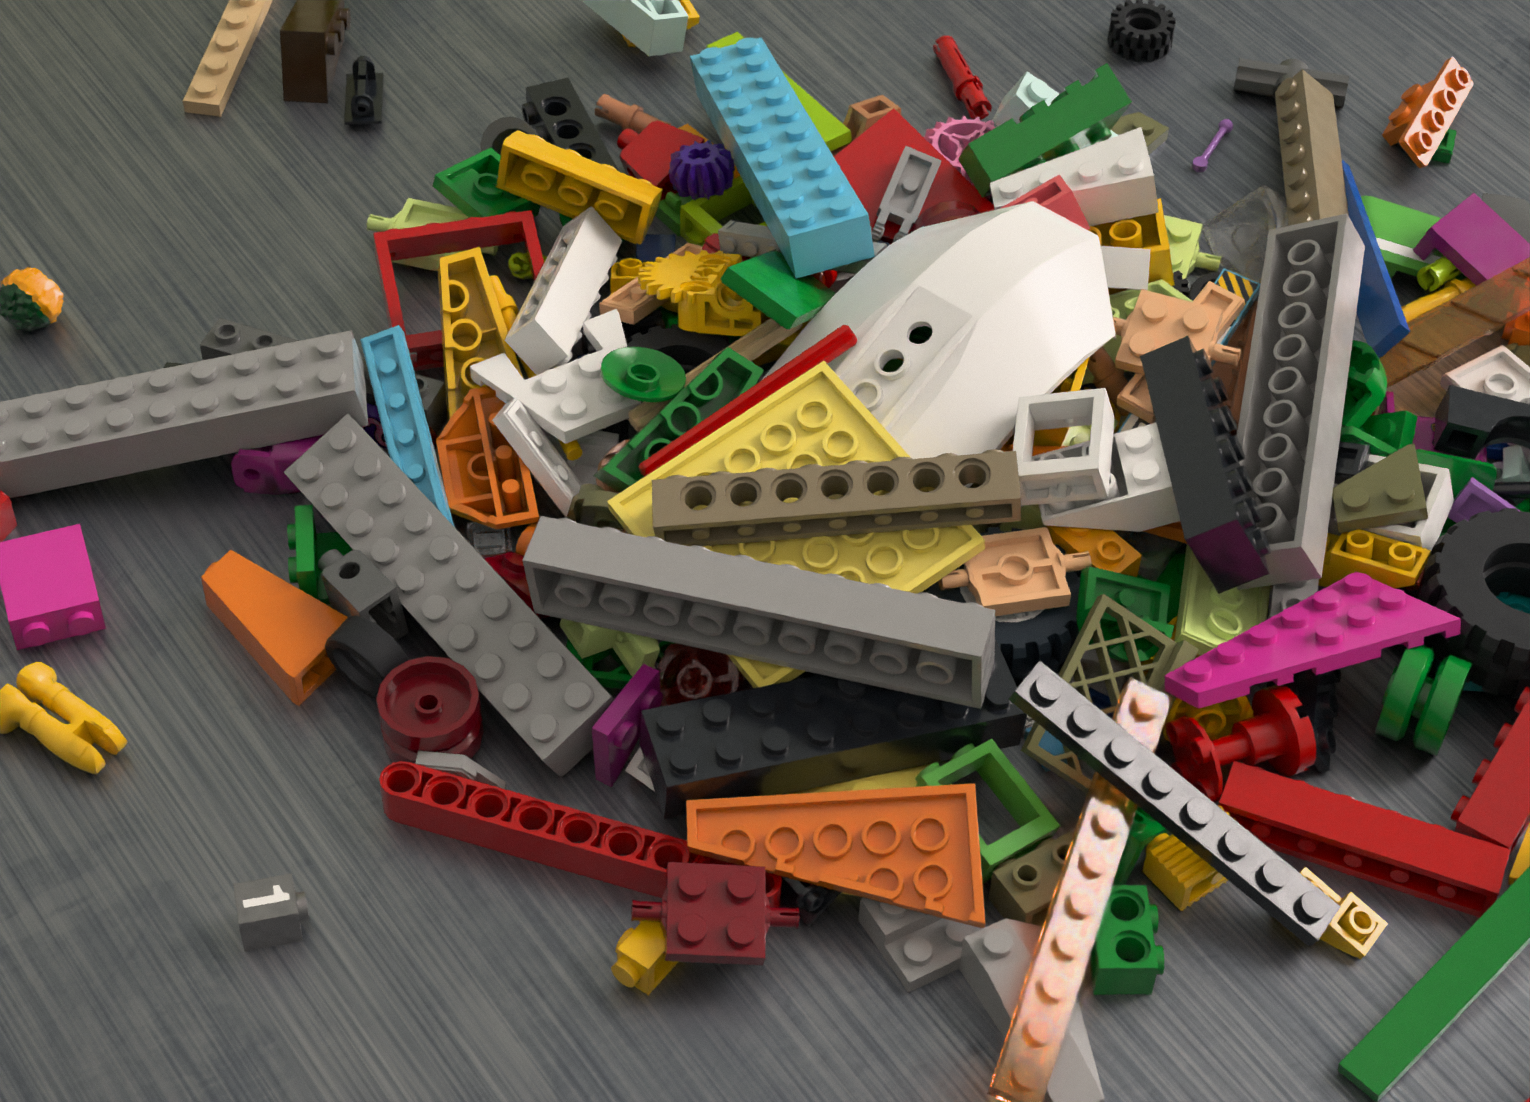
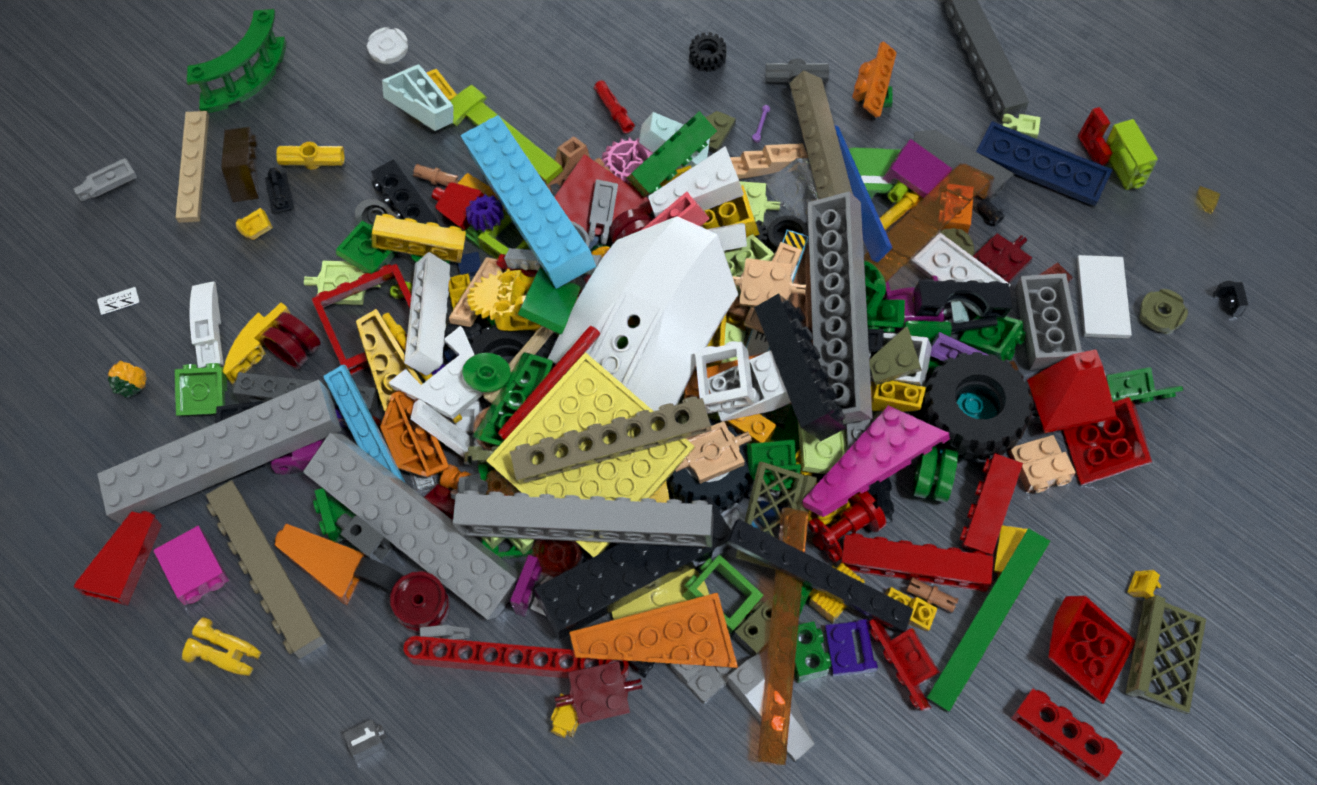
camera: 10 degrees left, 15 degrees up
(51, 199) = (118, 300): none -> white sticker
(85, 32) = (105, 180): none -> light grey hinge
(145, 334) = (199, 389): none -> bright green plate
(174, 620) = (265, 569): none -> dark tan brick
(182, 252) = (204, 324): none -> white slope
(264, 279) = (248, 346): none -> yellow slope
(308, 131) = (254, 224): none -> yellow plate
(320, 290) = (290, 340): none -> dark red wheel
(431, 54) = (310, 155): none -> yellow piece
(709, 28) = (464, 102): none -> lime slope
(1191, 955) = (842, 649): none -> dark purple plate
(1206, 197) = (769, 160): none -> light nougat slope
(1320, 991) = (910, 660): none -> red bracket
(1381, 898) = (932, 595): none -> nougat pin

